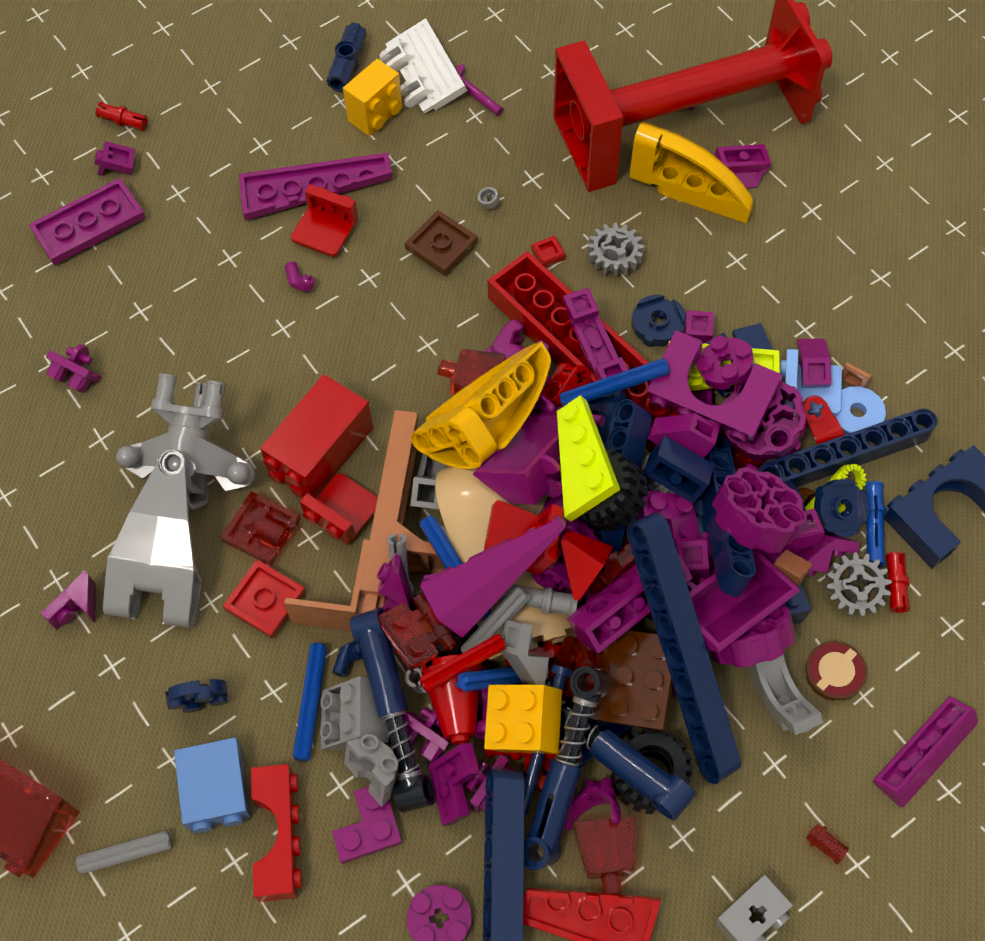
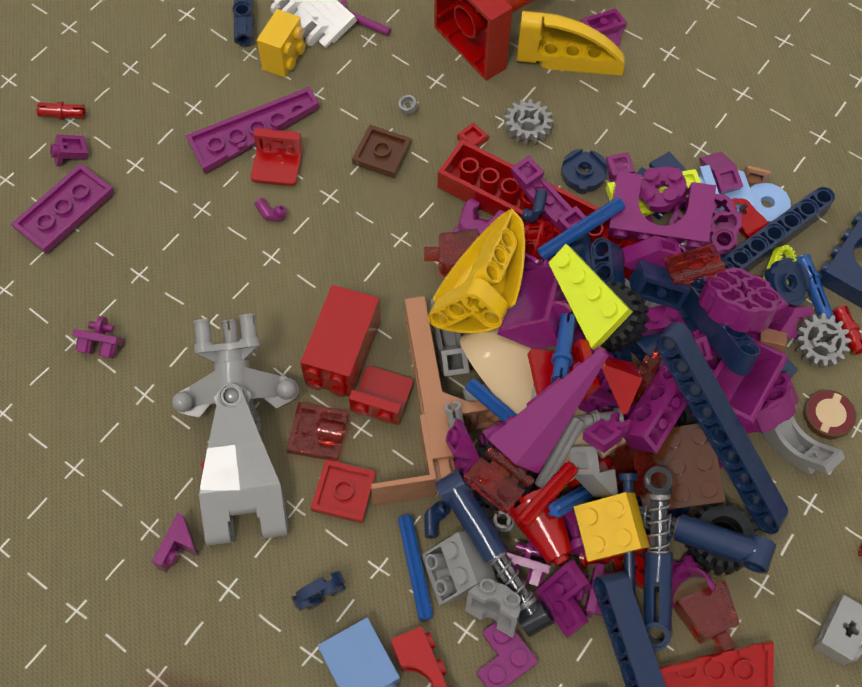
camera: 20 degrees left, 0 degrees up
(536, 506) = (562, 357): none -> blue pin
(547, 616) = (605, 434): none -> magenta plate
(580, 346) = (538, 207): none -> dark blue arm
(720, 456) = (694, 264): none -> clear red plate

